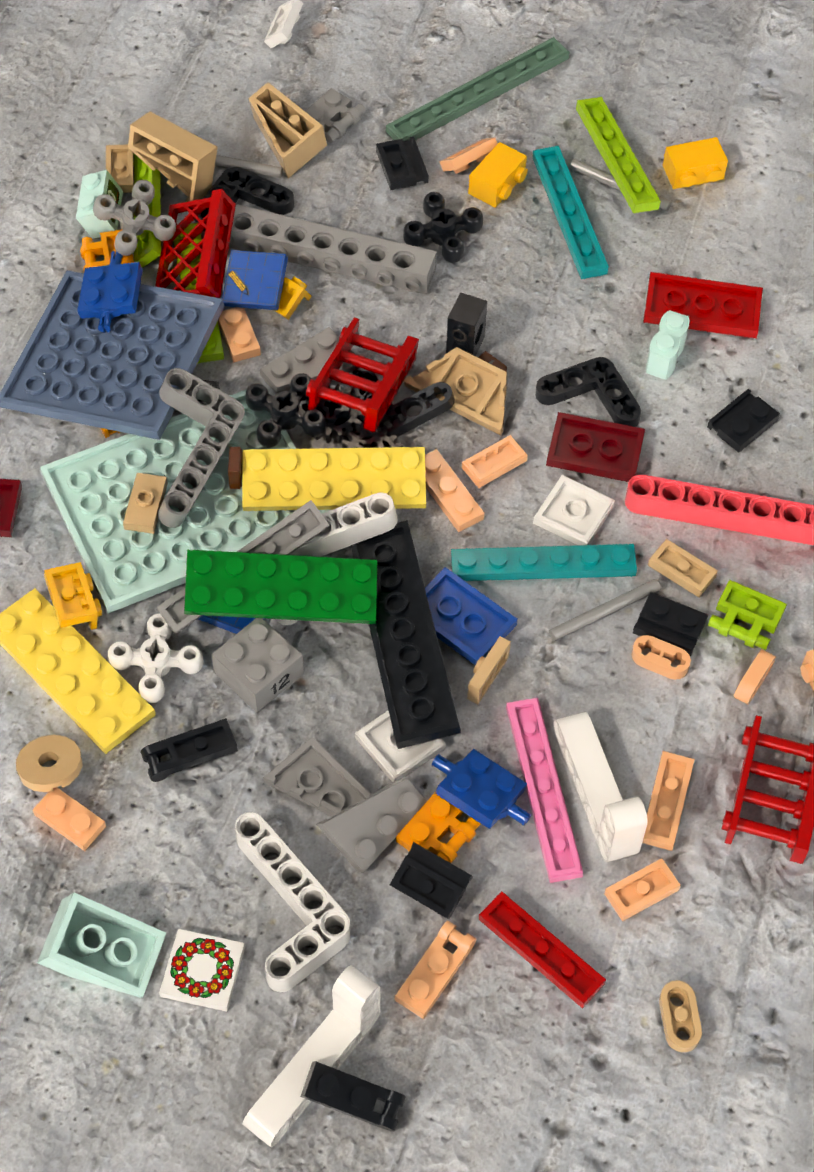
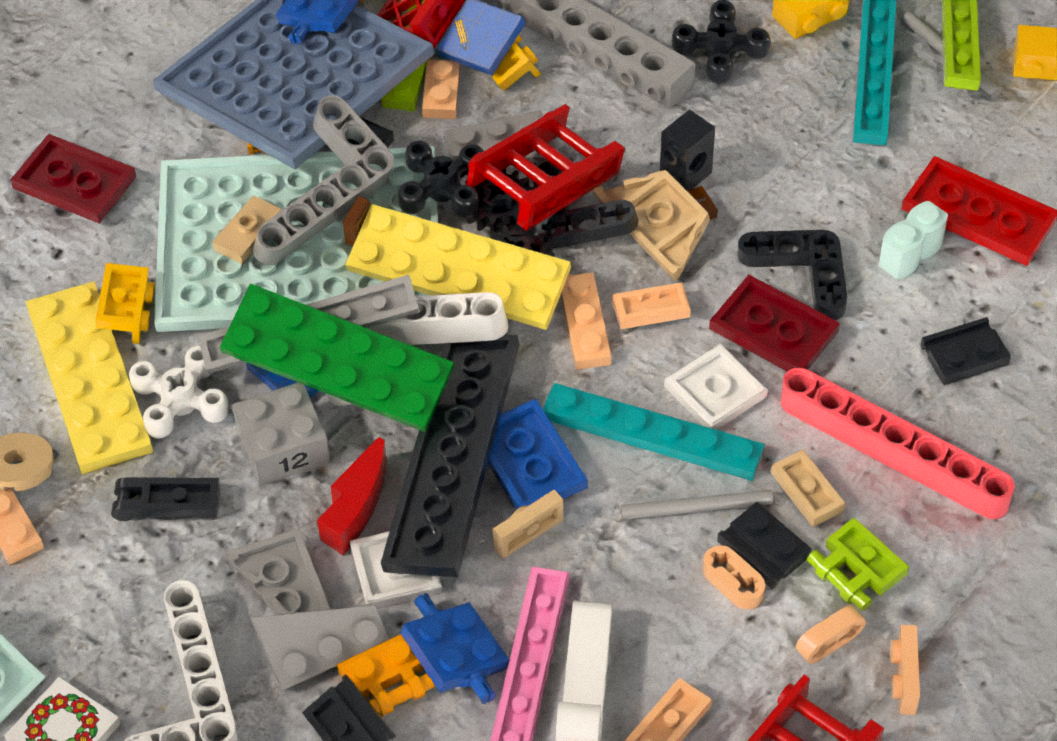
camera: 25 degrees right, 5 degrees down
(342, 697) = (354, 498): none -> red slope

